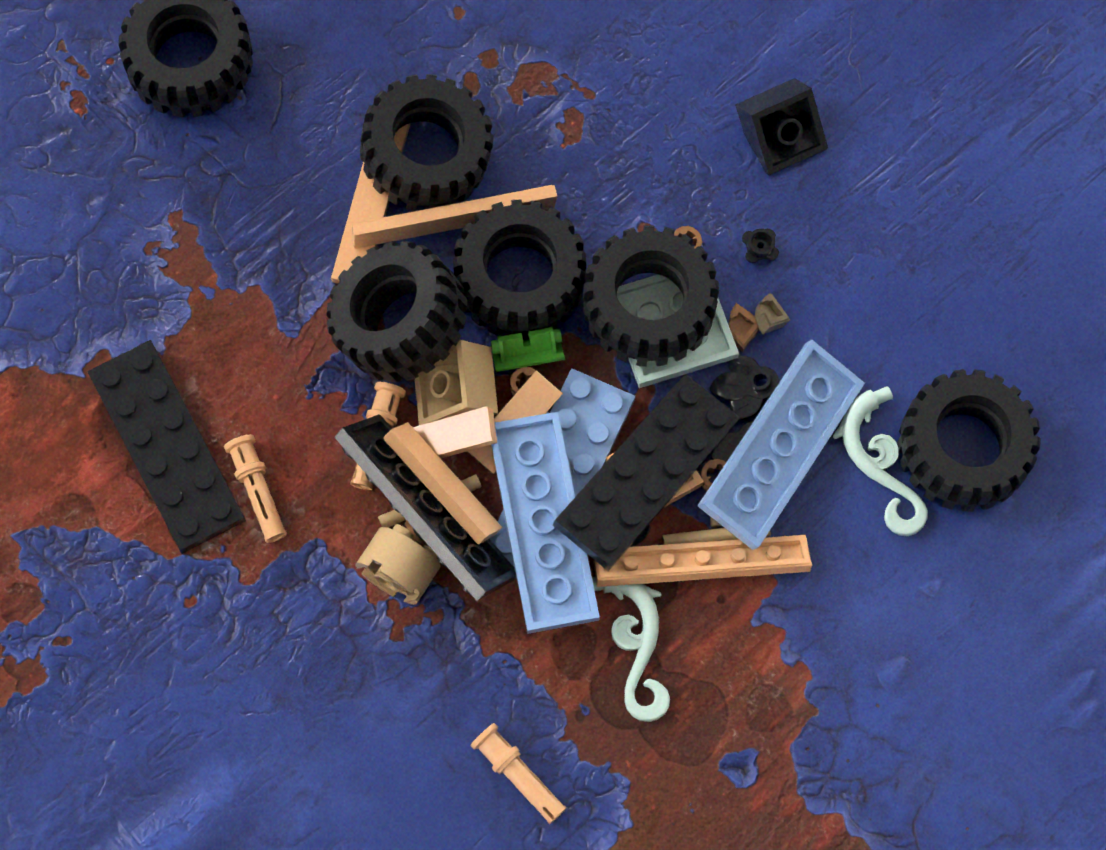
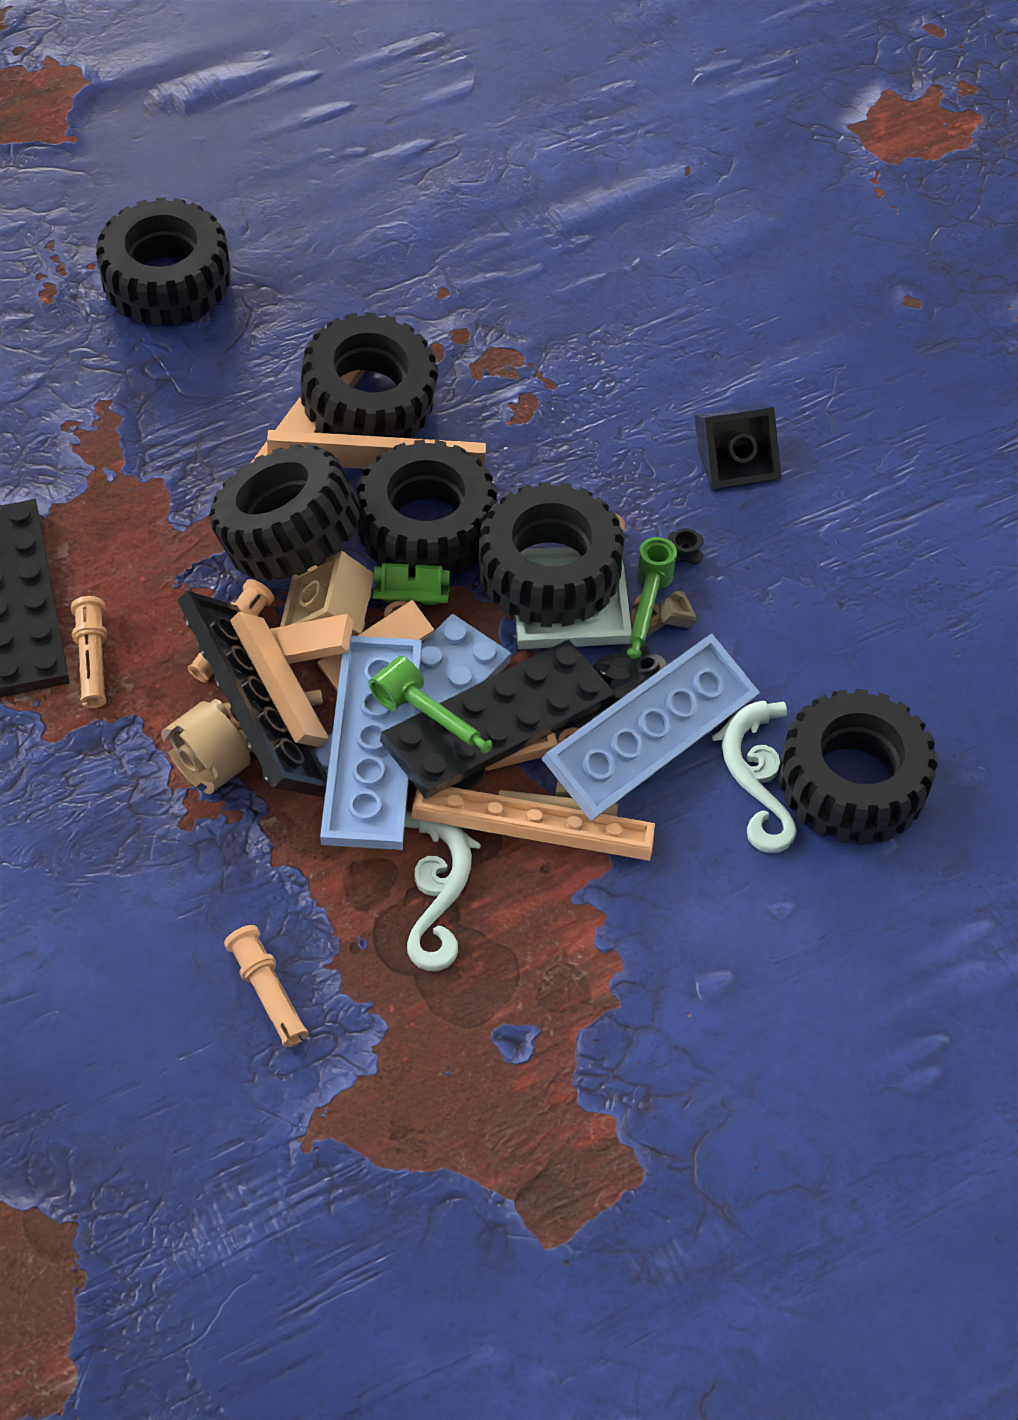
camera: 15 degrees right, 15 degrees down
(556, 468) = (401, 684): none -> bright green piece
(741, 286) = (654, 572): none -> bright green piece

